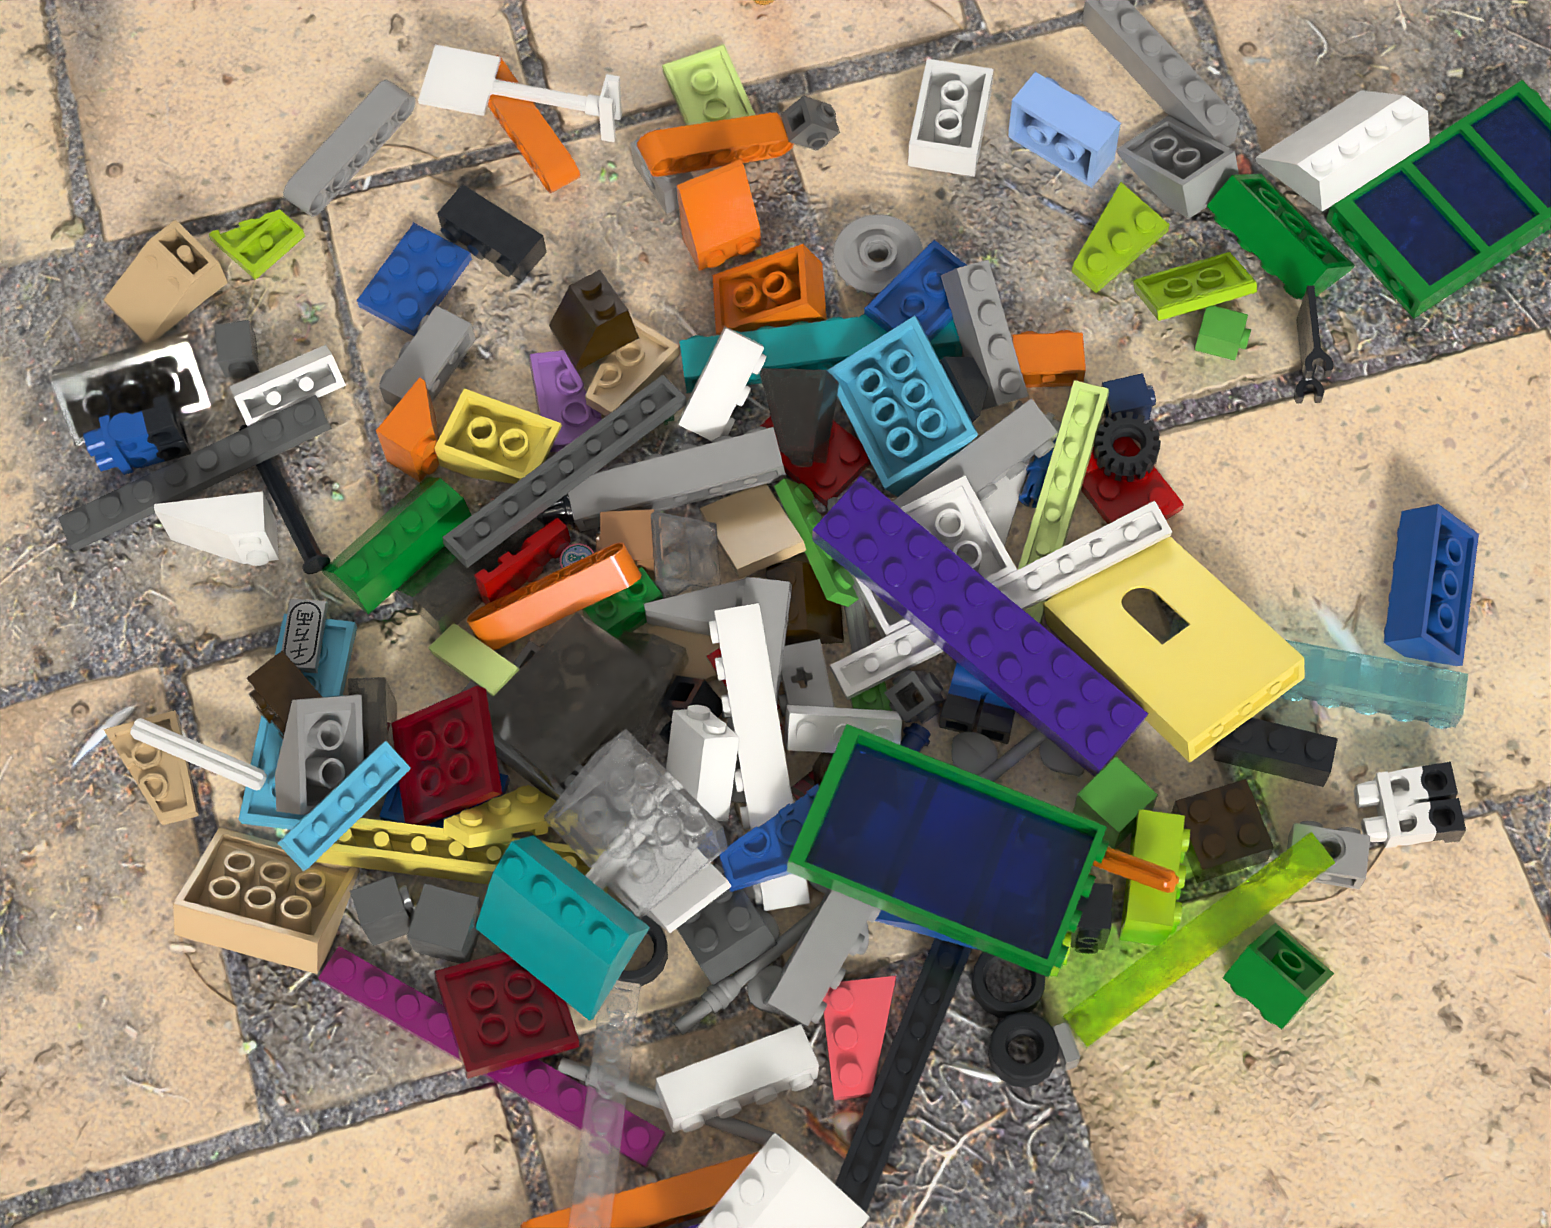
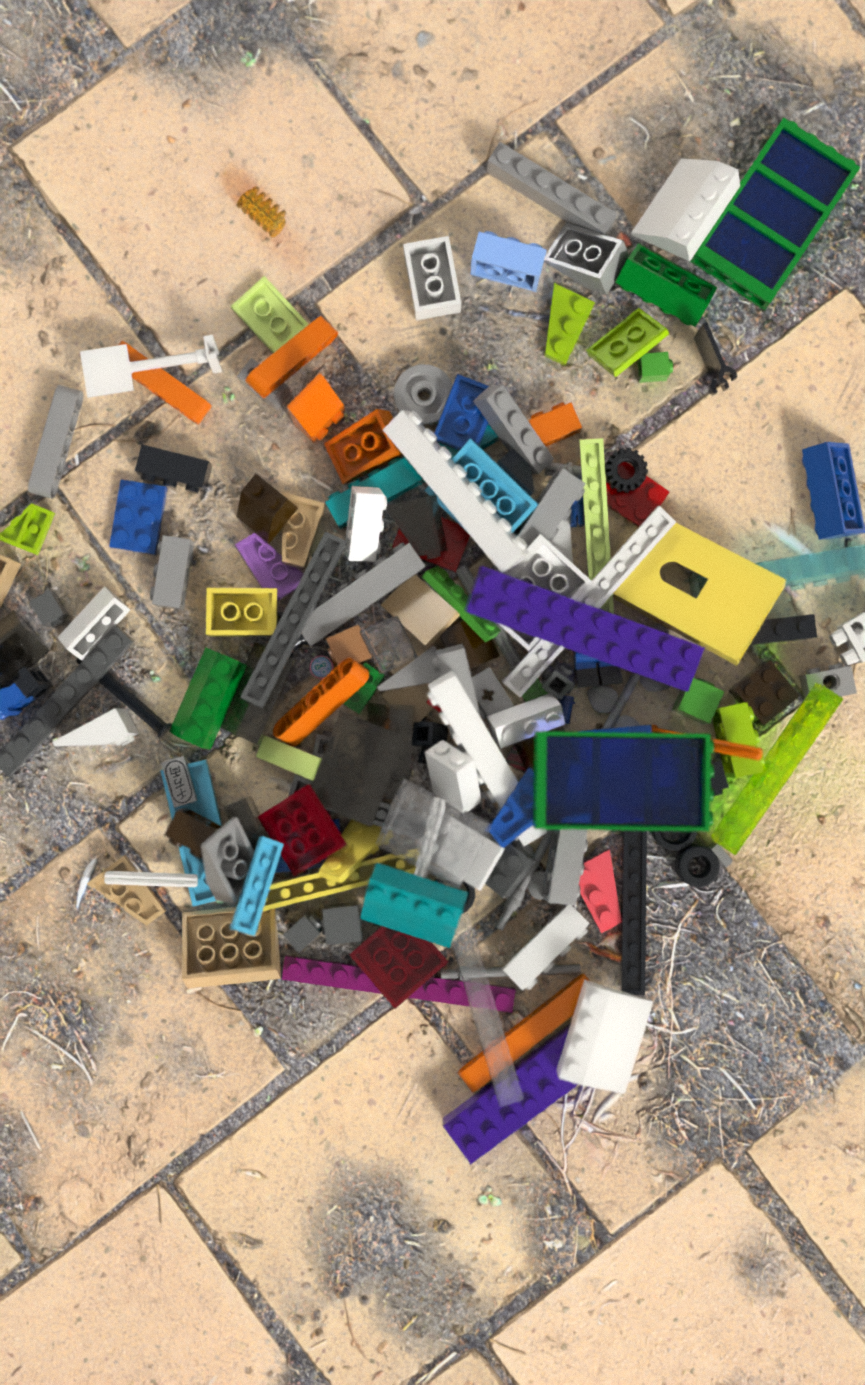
camera: 25 degrees left, 20 degrees up
(411, 433) = (187, 626): orange slope -> none
(526, 565) = (300, 664): red wing -> none
(810, 123) = (344, 316): dark grey brick -> none
(868, 379) = (456, 491): none -> white brick
(1129, 395) = (613, 435): dark blue brick -> none
(1277, 976) = (825, 768): green slope -> none

